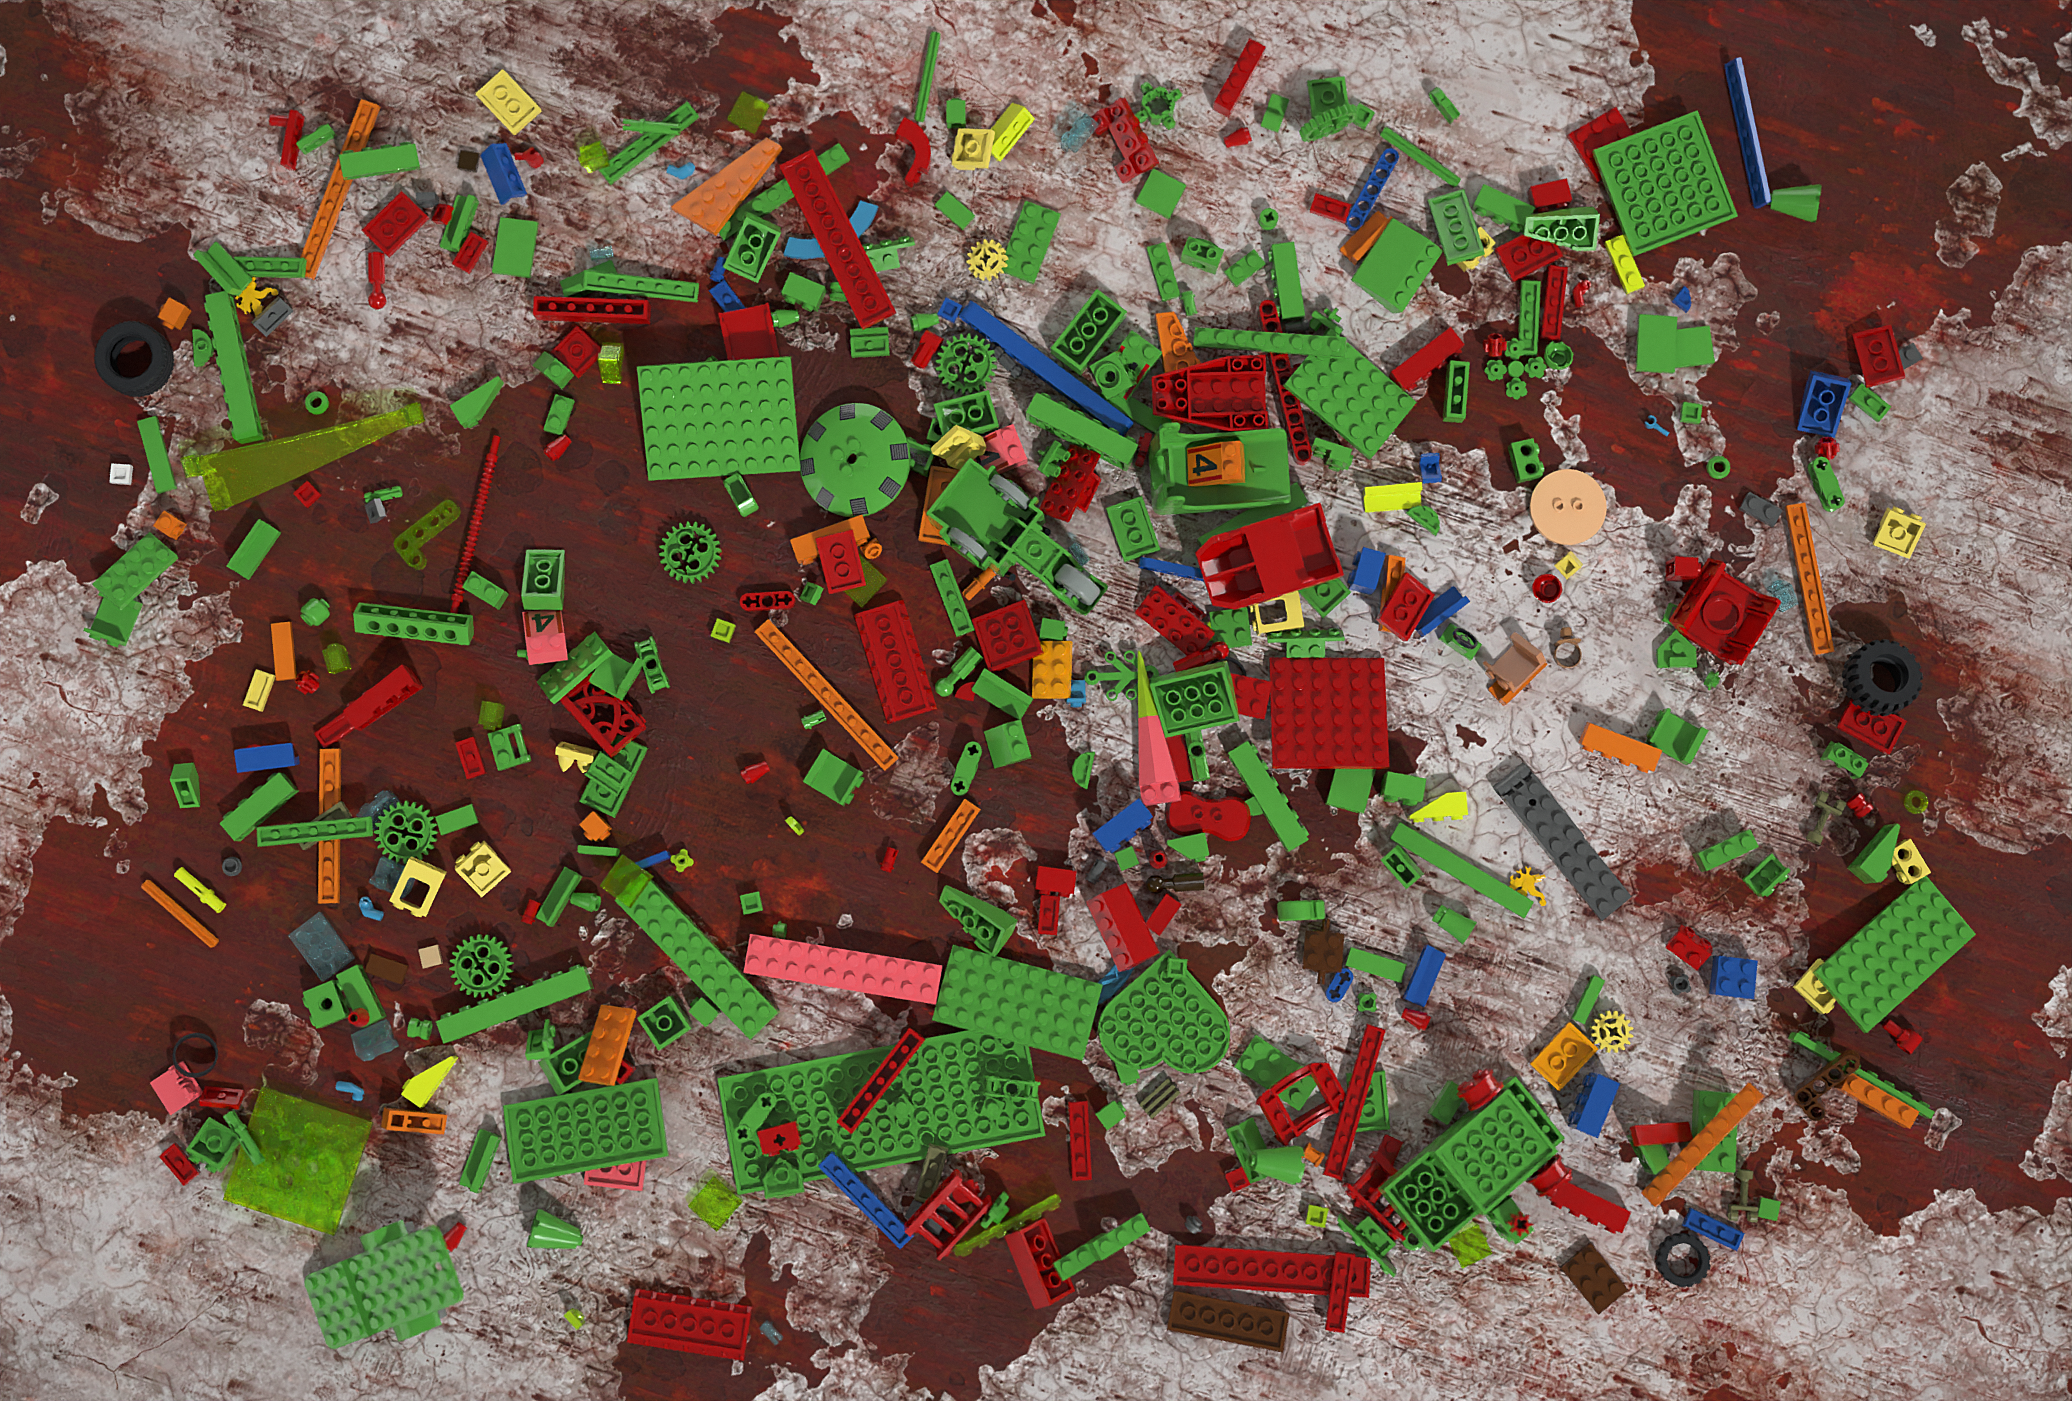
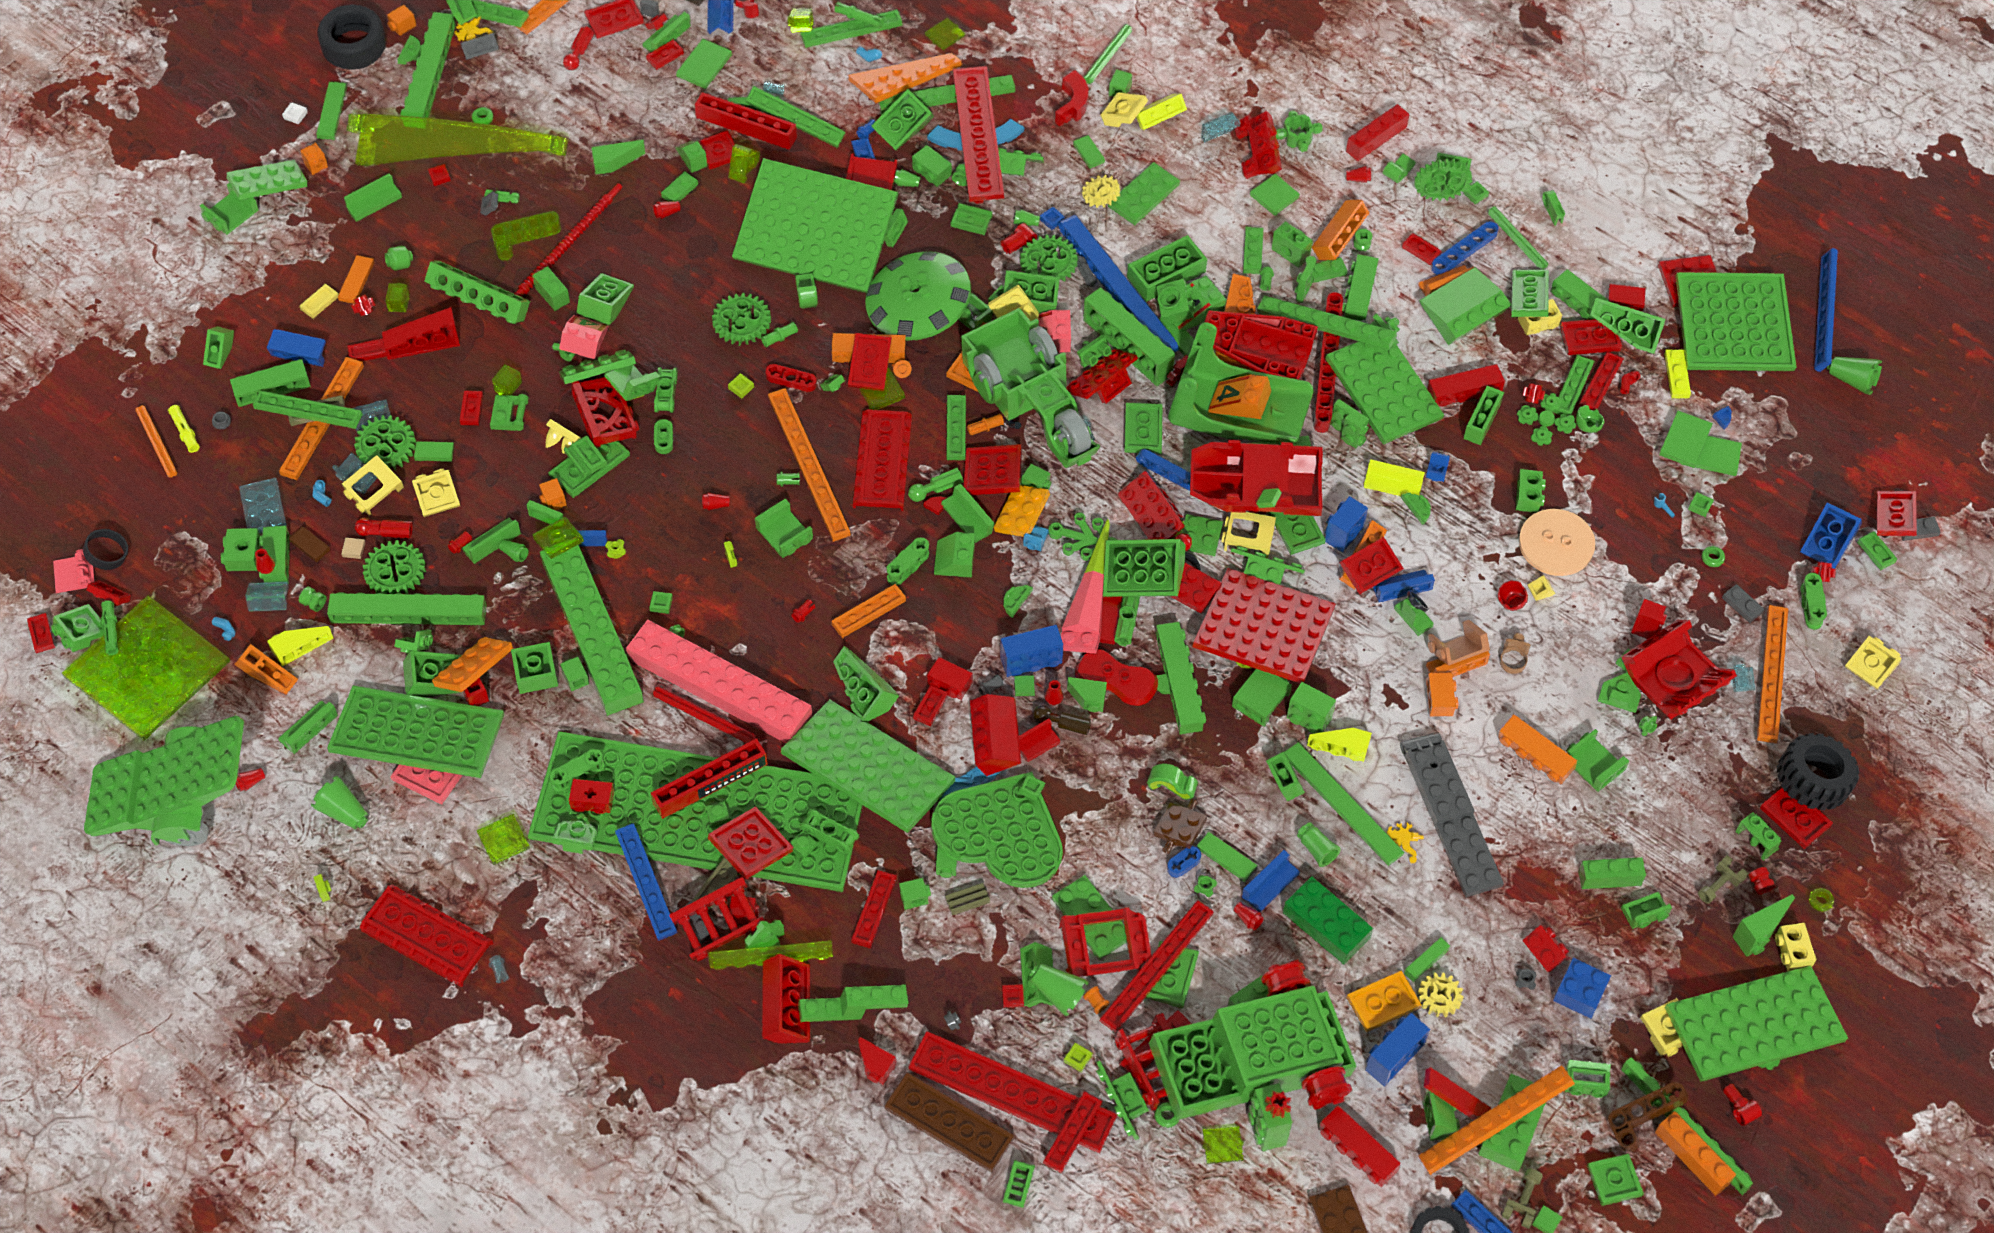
camera: 20 degrees right, 25 degrees down
(450, 925) = (385, 528): none -> red piece
(673, 718) = (663, 438): none -> bright green plate
(735, 555) = (779, 334): none -> bright green pin
(799, 379) = (895, 228): none -> bright green plate
(842, 1005) = (703, 715): none -> red axle
(946, 1129) = (750, 843): none -> red plate
(1143, 1291) = (876, 1062): none -> red slope
(1230, 300) = (1305, 279): none -> bright green plate
(1243, 218) = (1340, 229): none -> orange brick
(1291, 585) = (1269, 498): none -> bright green tile
(1304, 1340) = (1021, 1166): none -> bright green slope
(1489, 997) = (1327, 920): none -> green brick
(1515, 723) = (1441, 694): none -> orange brick
(1763, 1064) = (1589, 1078): none -> bright green window
(1815, 1149) = (1615, 1179): none -> bright green plate

